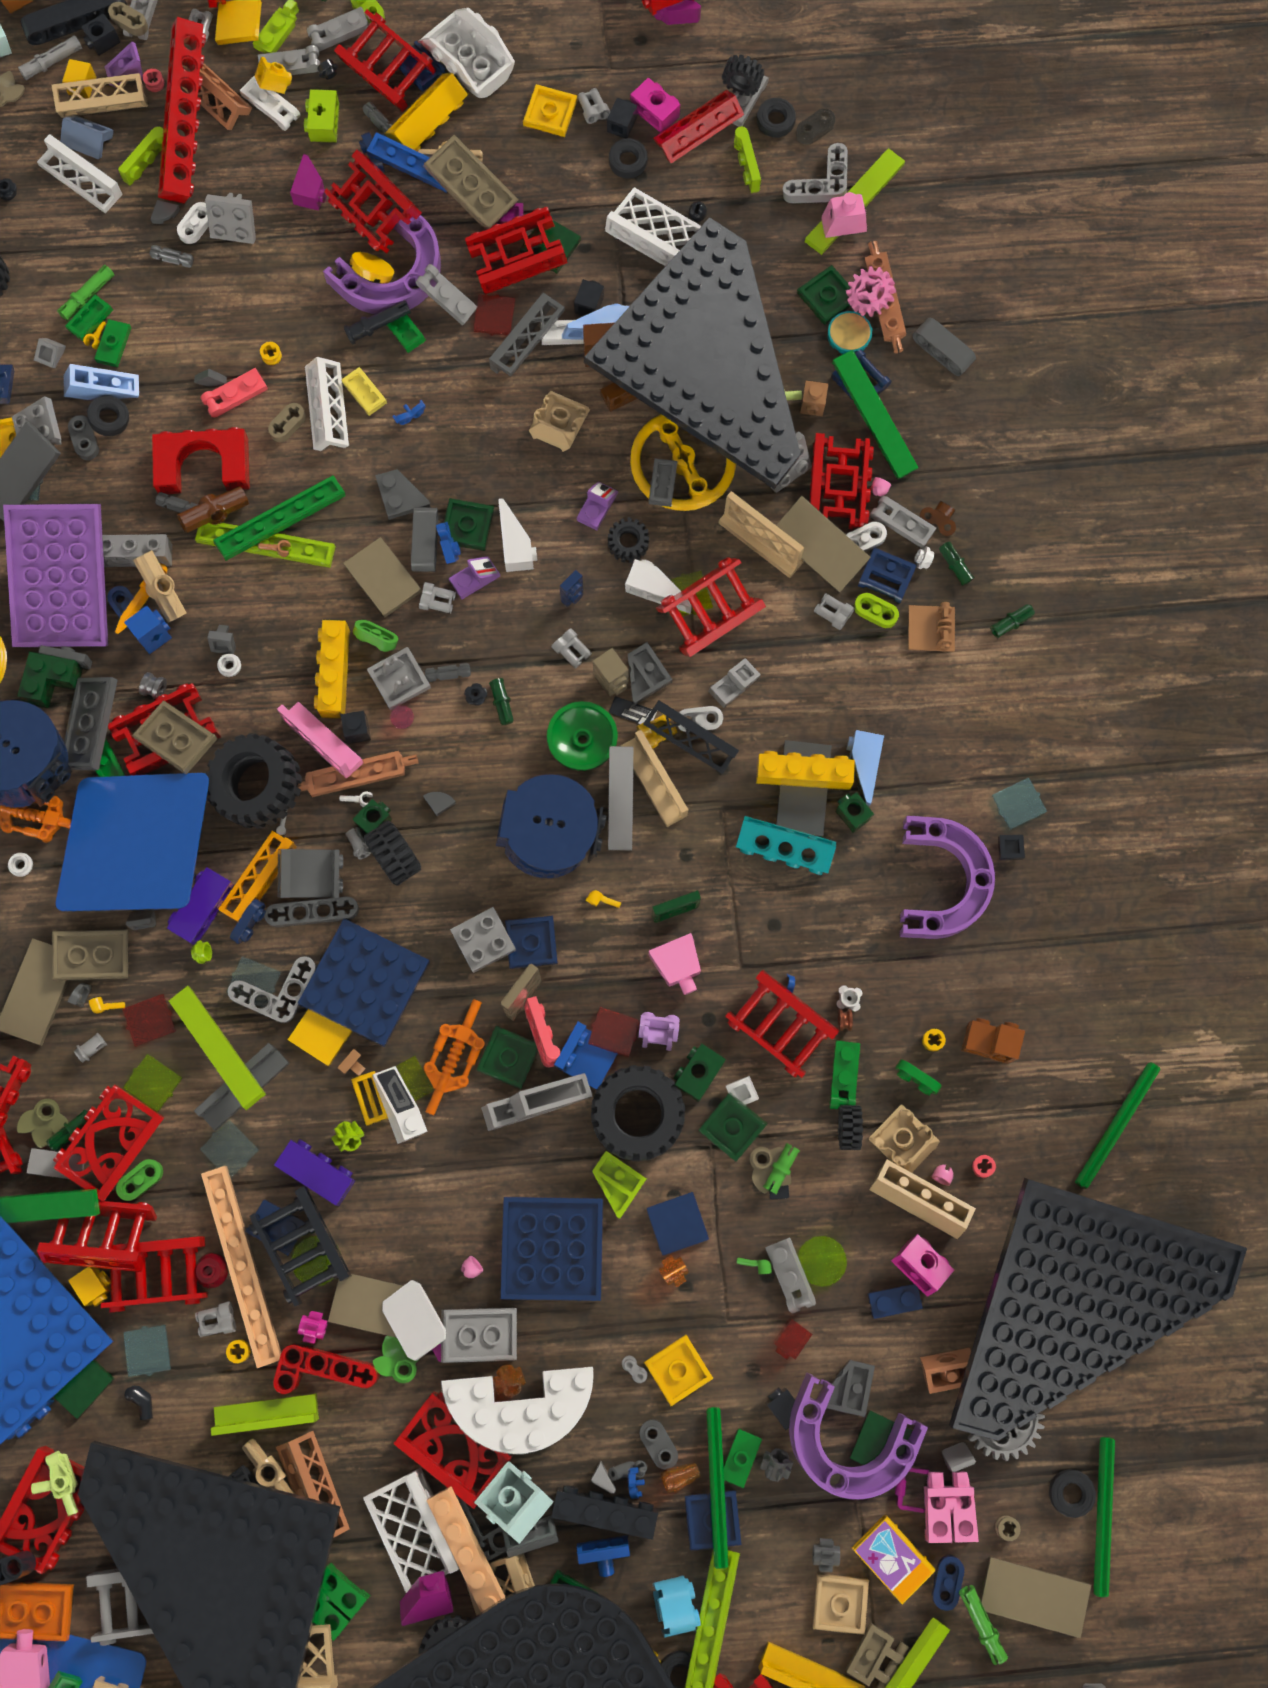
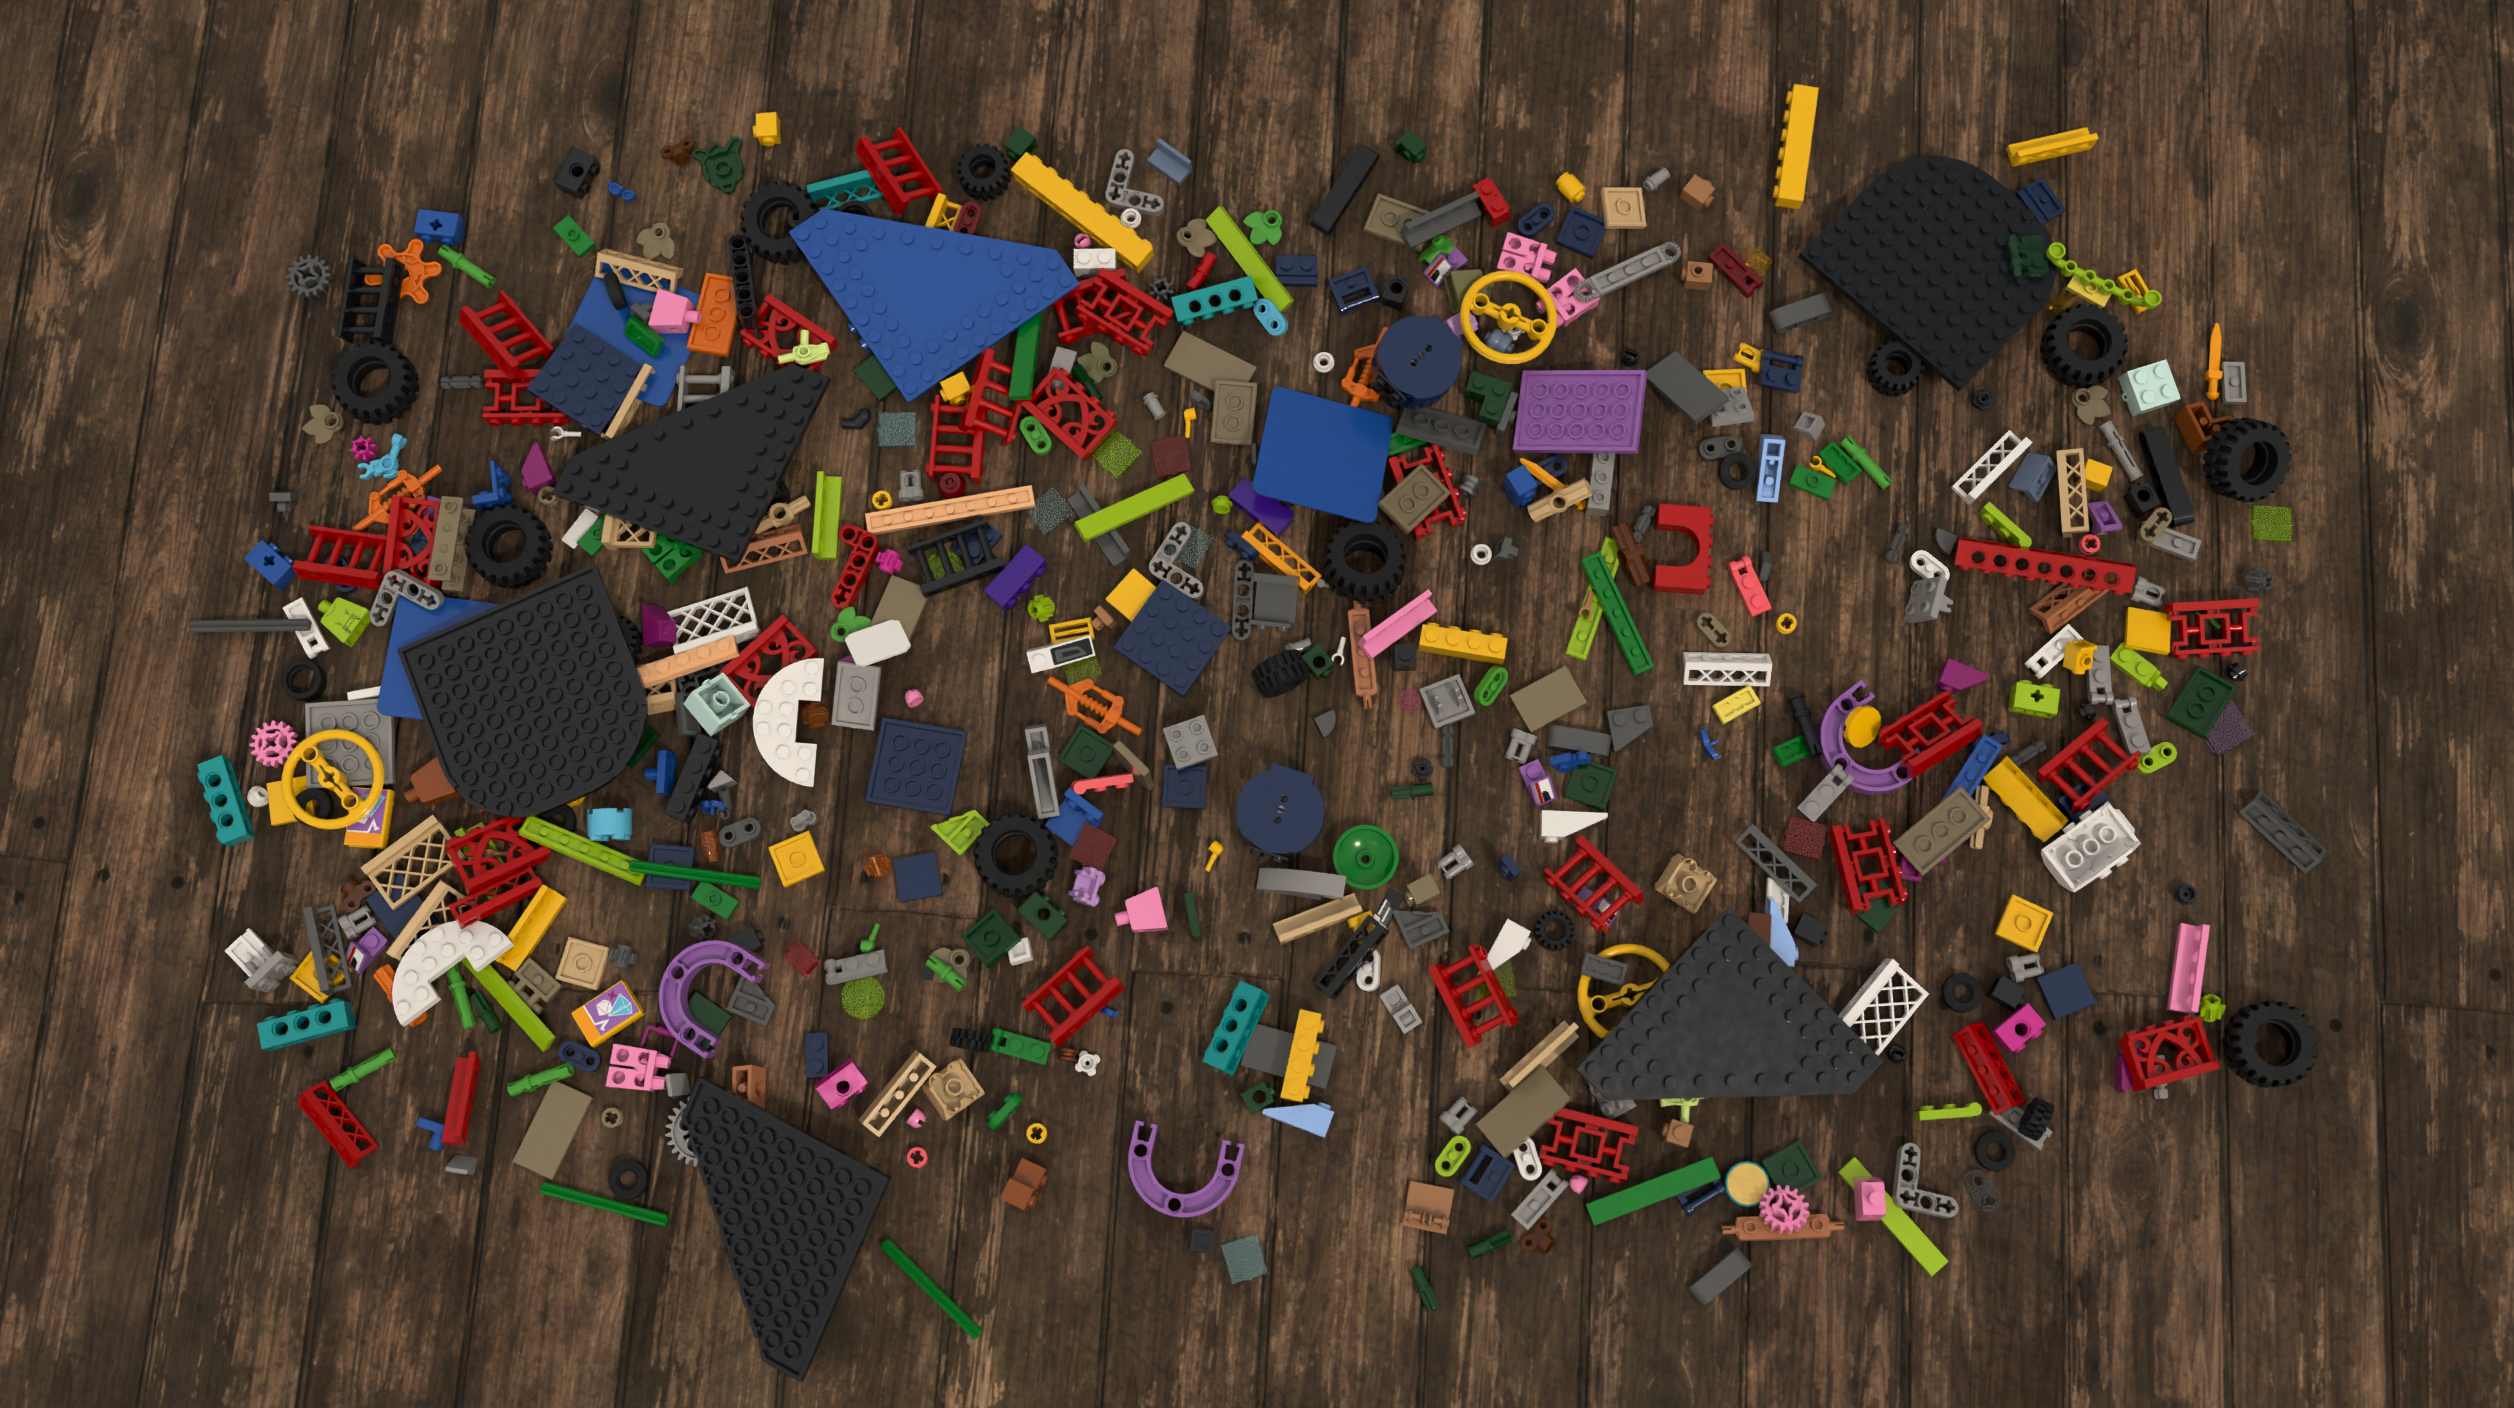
camera: 105 degrees right, 0 degrees up
(554, 500) = (1614, 879): none -> red fence
(610, 69) = (2065, 991): none -> dark blue tile
(924, 558) = (1499, 1212): white plate -> none

